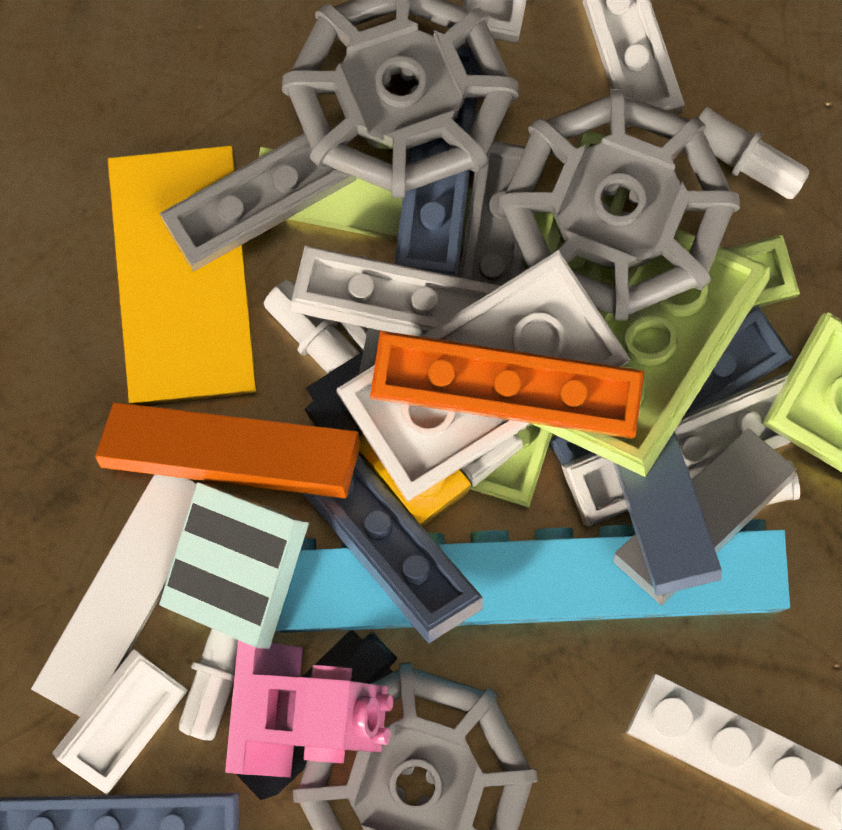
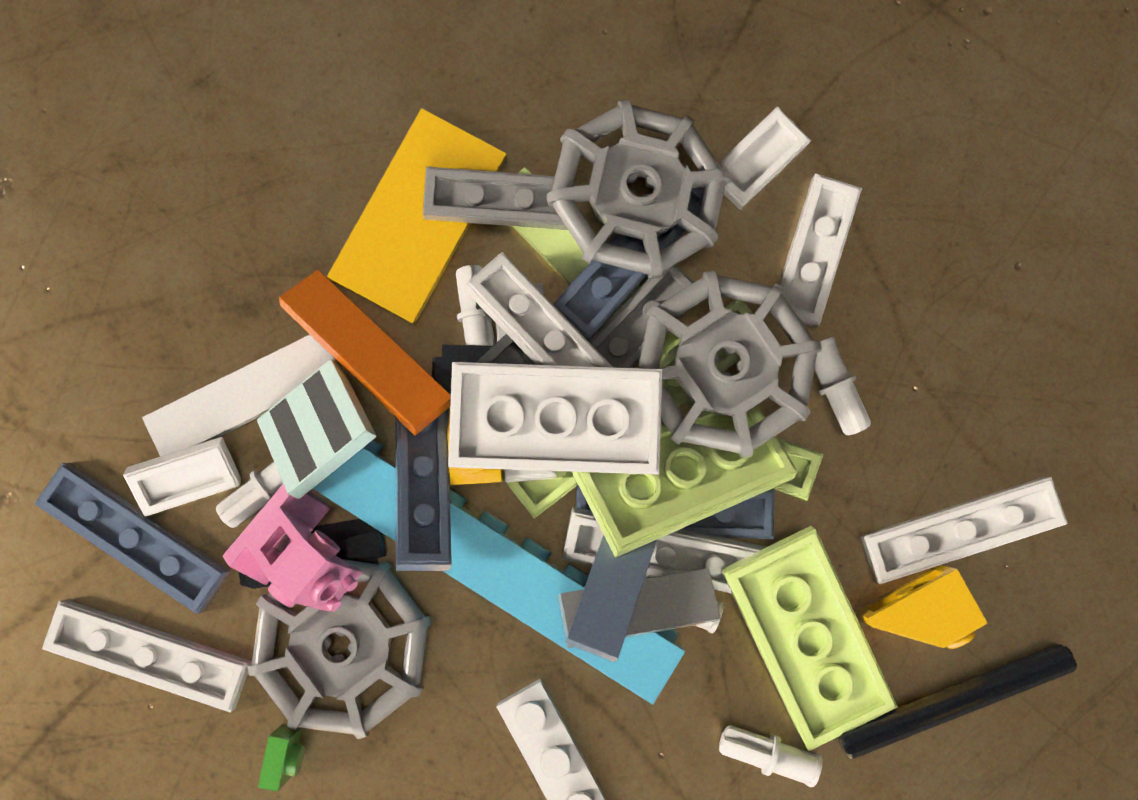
camera: 35 degrees right, 5 degrees up
(507, 384) = (564, 436): orange tile -> none

